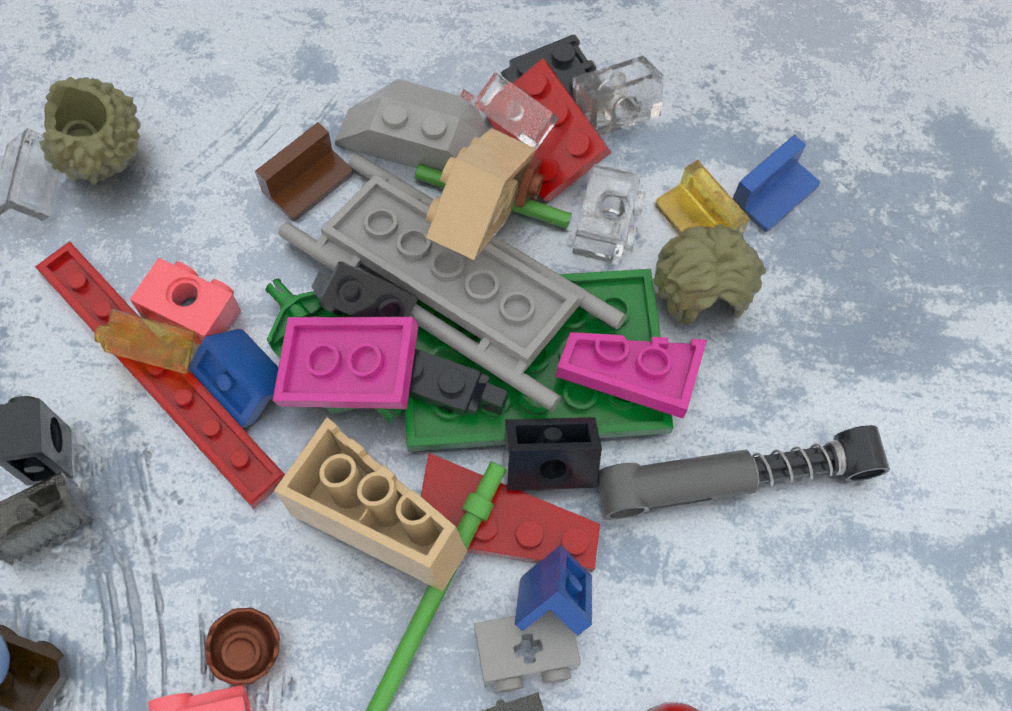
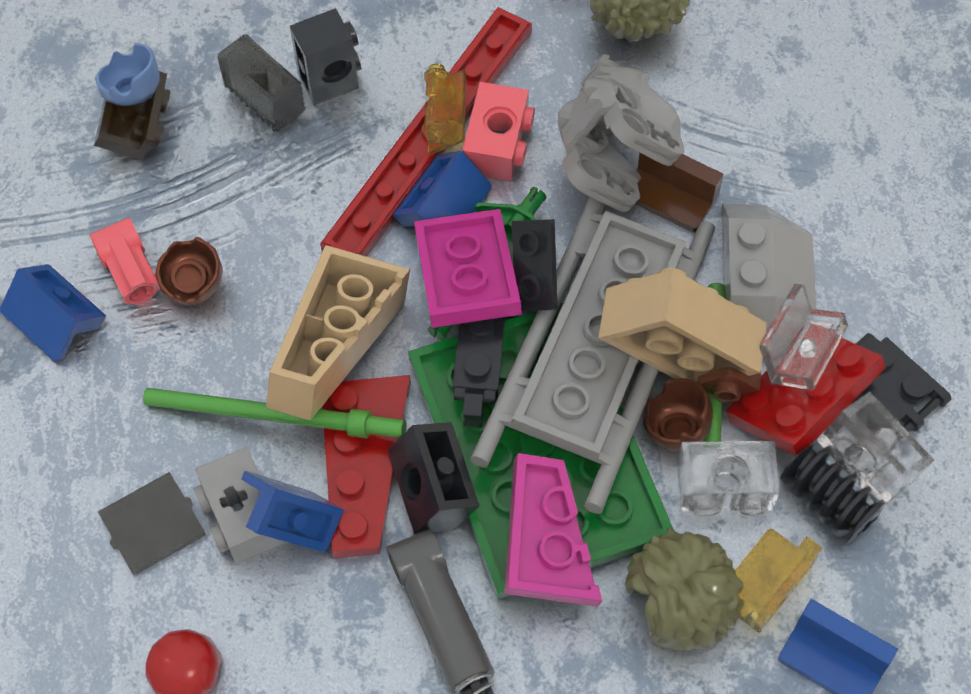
camera: 80 degrees right, 5 degrees down
(212, 184) = (622, 104): none -> light grey animal
(542, 231) = (678, 414): none -> copper hair
(645, 135) = (833, 492): none -> black piece

